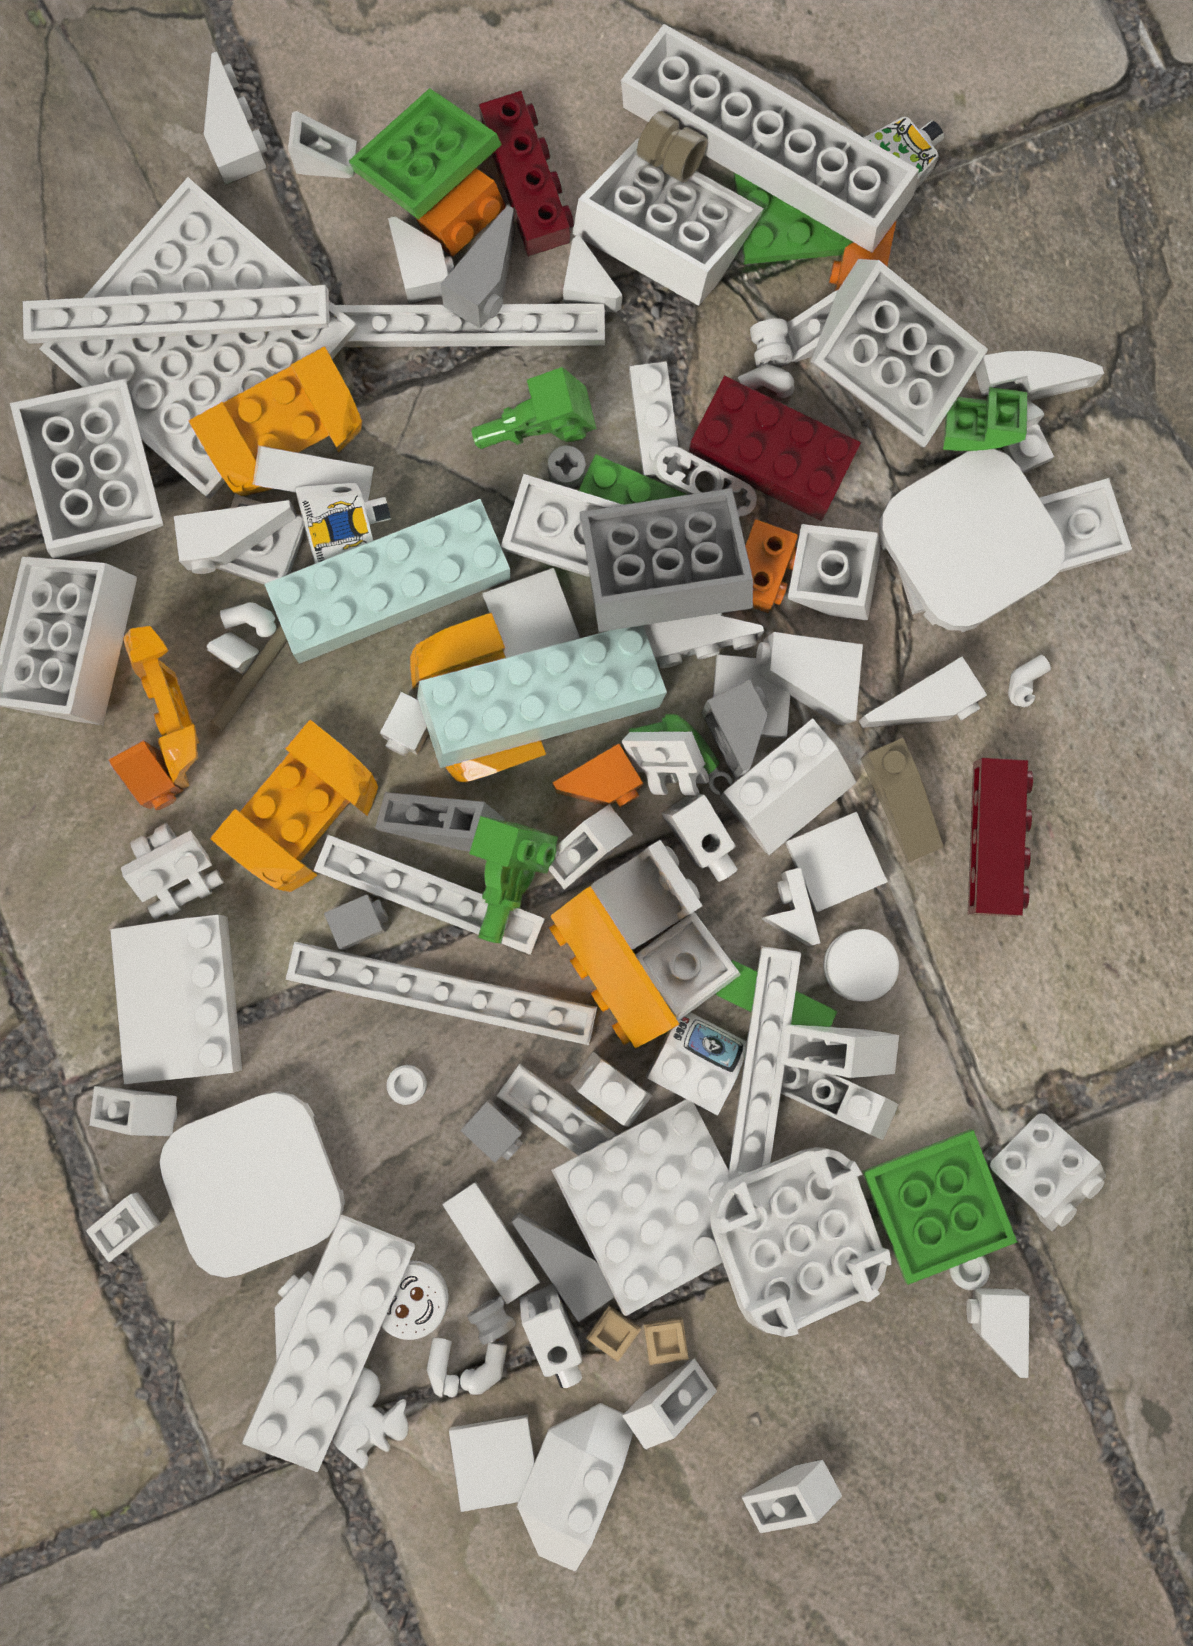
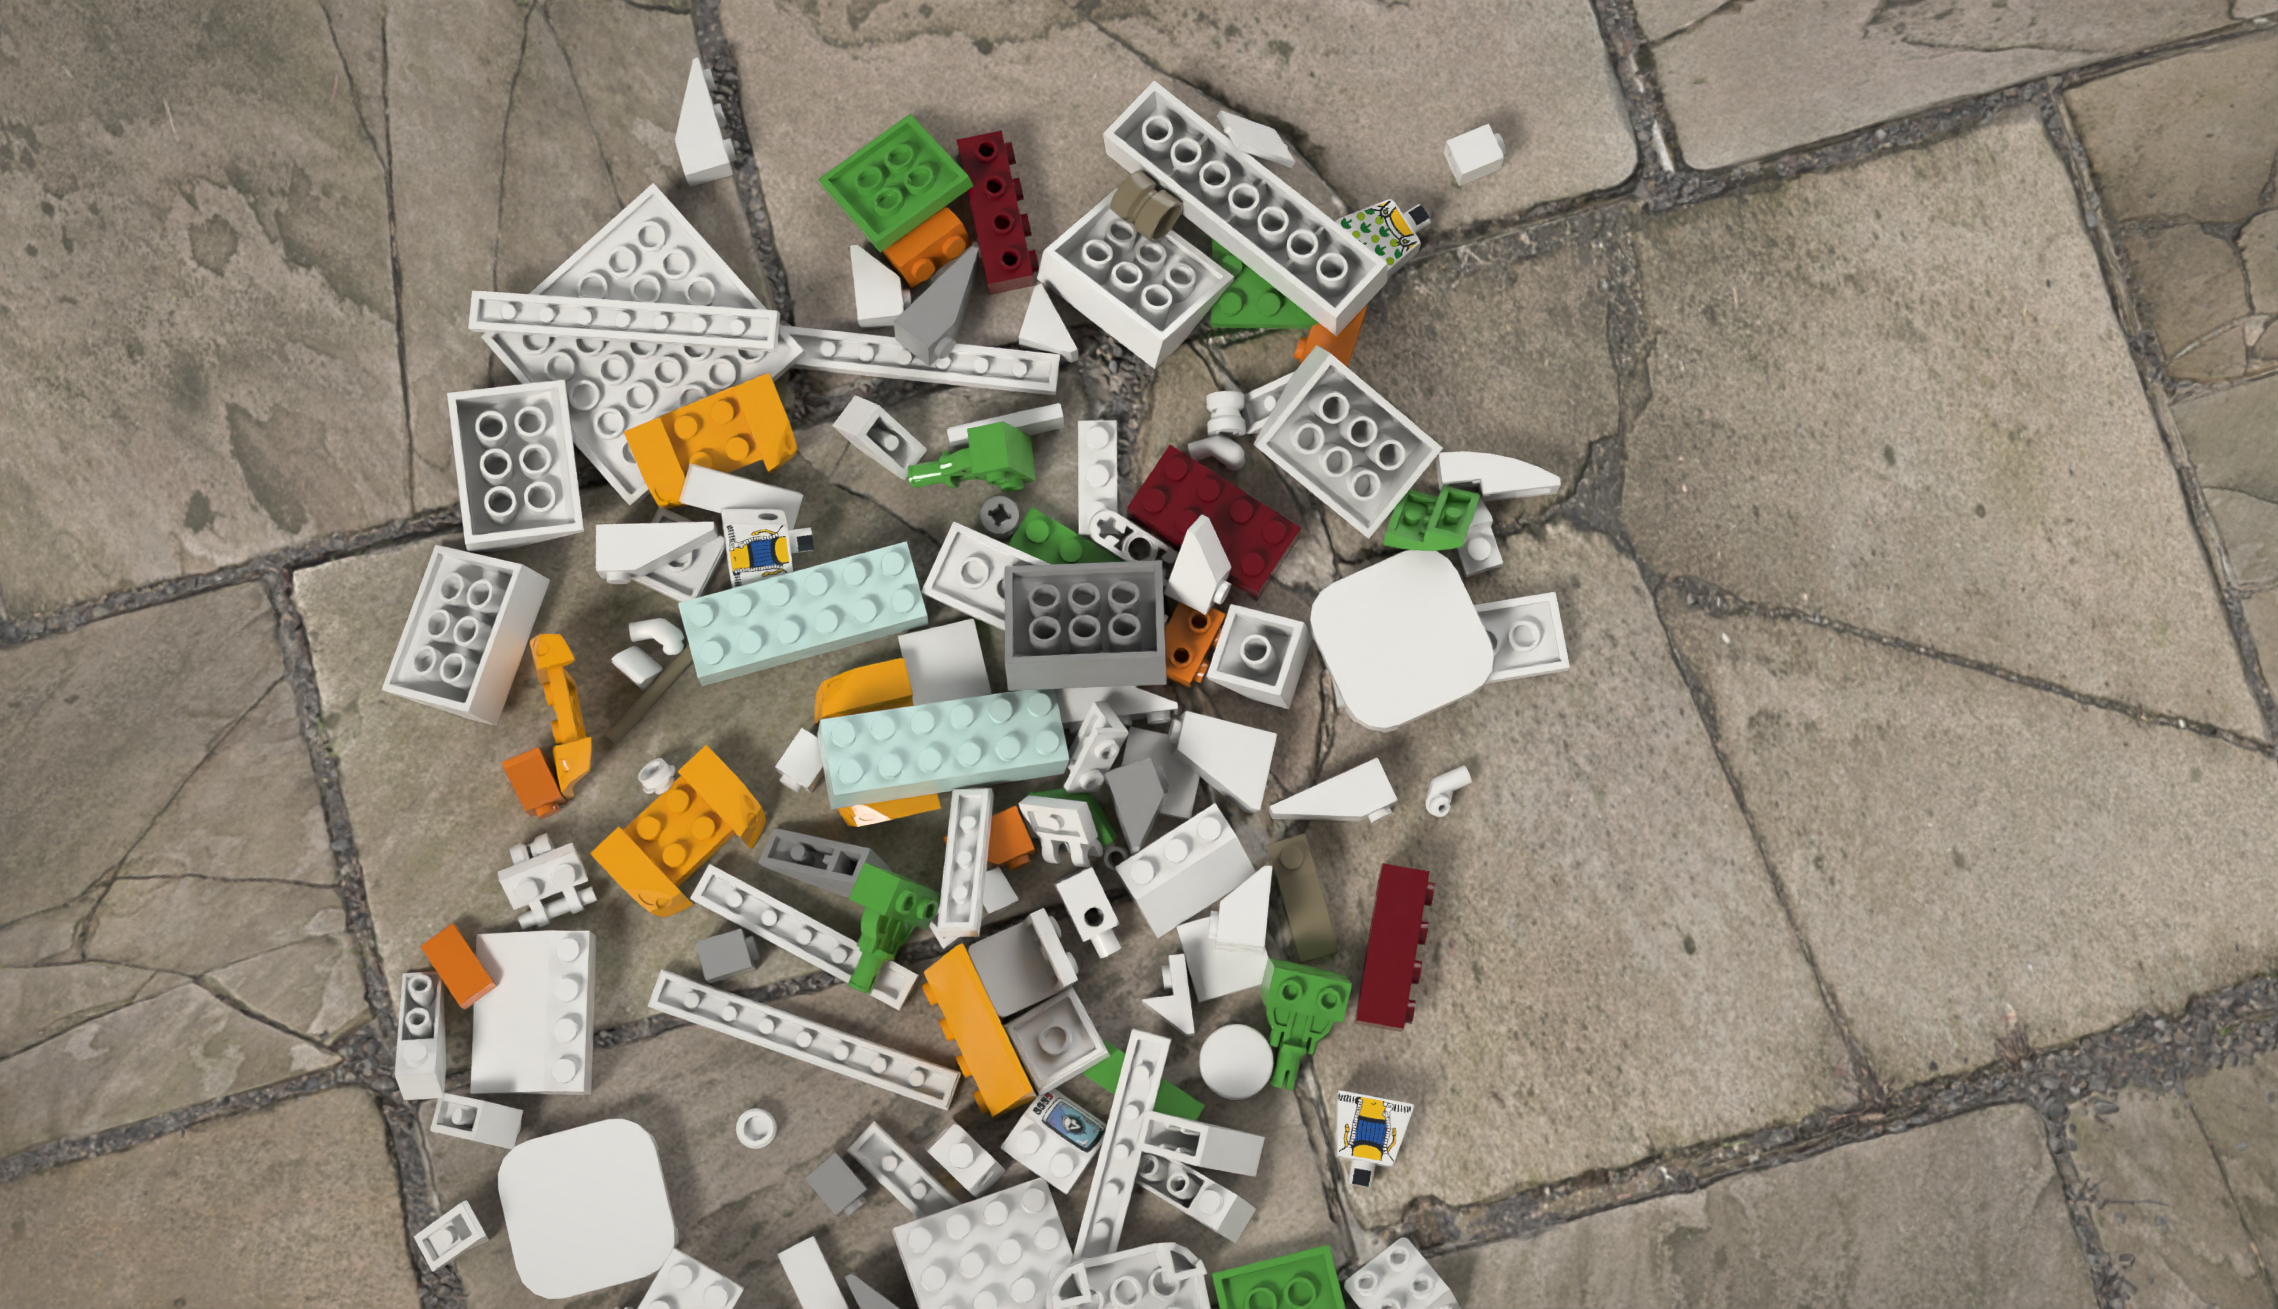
camera: 15 degrees right, 5 degrees down
(68, 1036) = (421, 1037): none -> white slope
(95, 963) = (458, 966): none -> orange tile
(266, 756) = (656, 776): none -> white plate
(319, 149) = (791, 164): white slope -> none
(439, 401) = (879, 436): none -> white slope
(579, 805) = (965, 863): none -> white tile
(586, 370) = (1028, 421): none -> white tile
(690, 679) = (1094, 749): none -> white bracket
(768, 72) = (1255, 139): none -> white piece
(771, 492) = (1200, 569): none -> white slope
(857, 825) = (1243, 916): none -> white slope
(918, 909) = (1301, 1009): none -> bright green brick
(976, 68) = (1475, 154): none -> white brick
(997, 1018) = (1368, 1133): none -> torso

